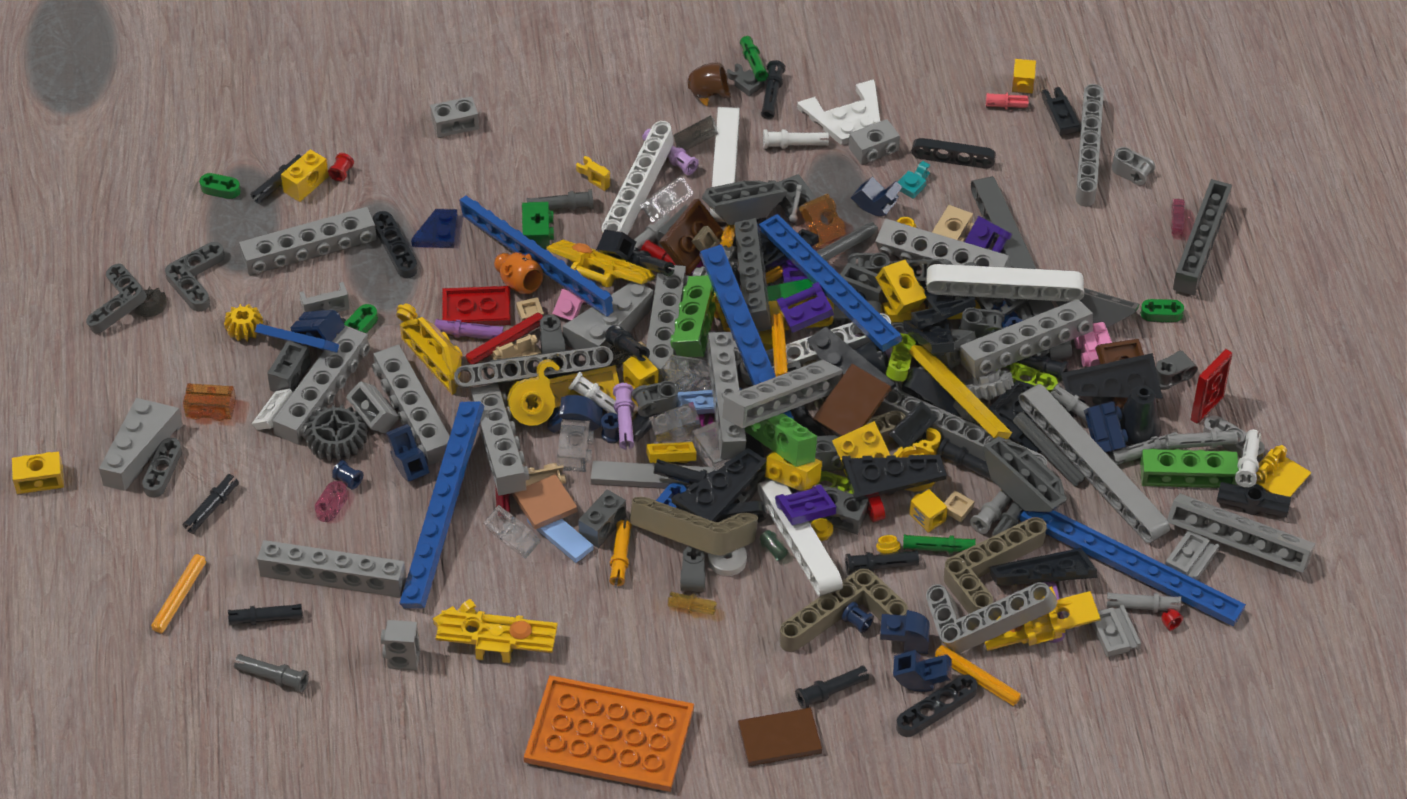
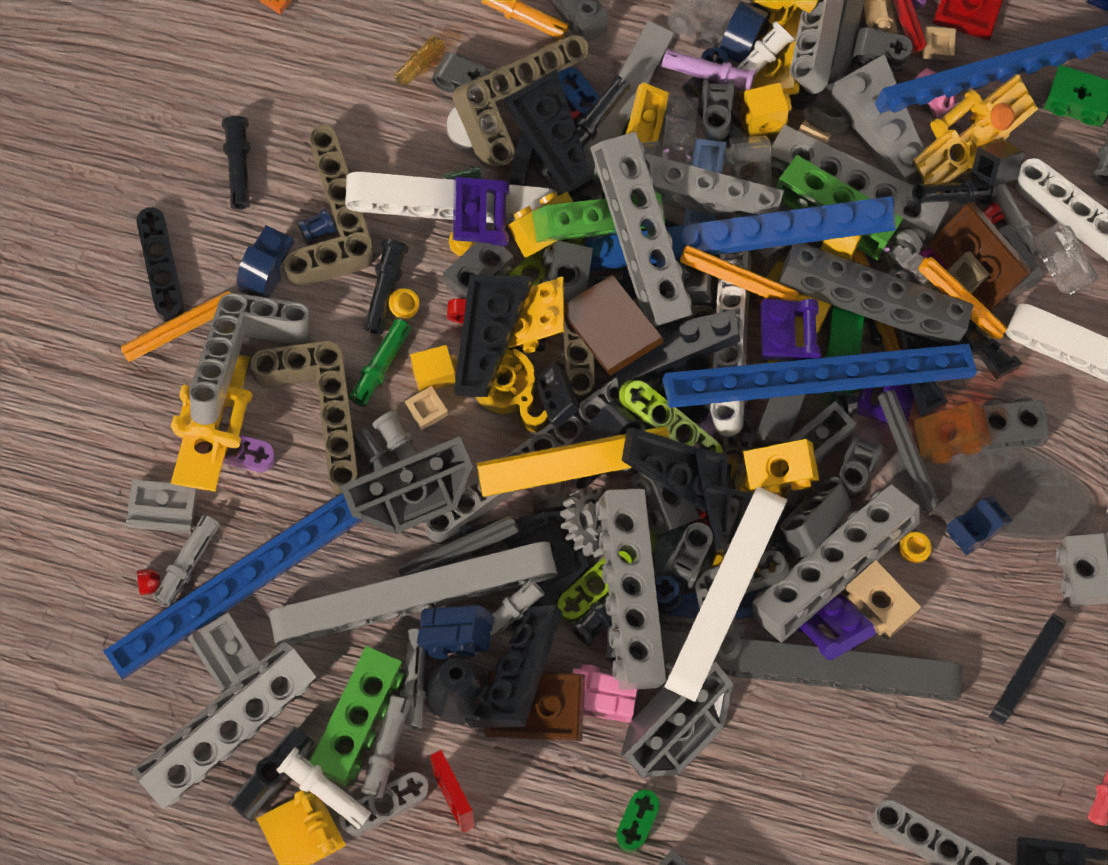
camera: 110 degrees right, 20 degrees up
(519, 272) = (1000, 38): orange piece -> none
(624, 341) = (820, 102): black pin -> none
(744, 199) = (1018, 331): dark grey wedge -> none
(779, 737) = (201, 85): reddish brown tile -> none
(793, 217) = (1014, 419): light grey hinge -> none
(915, 182) = (996, 594): teal plate -> none
(920, 674) = (205, 257): dark blue brick -> none
(961, 456) = (500, 444): black pin -> none
(1047, 568) = (281, 470): black wing -> none
(1175, 369) = (525, 785): dark grey piece -> none

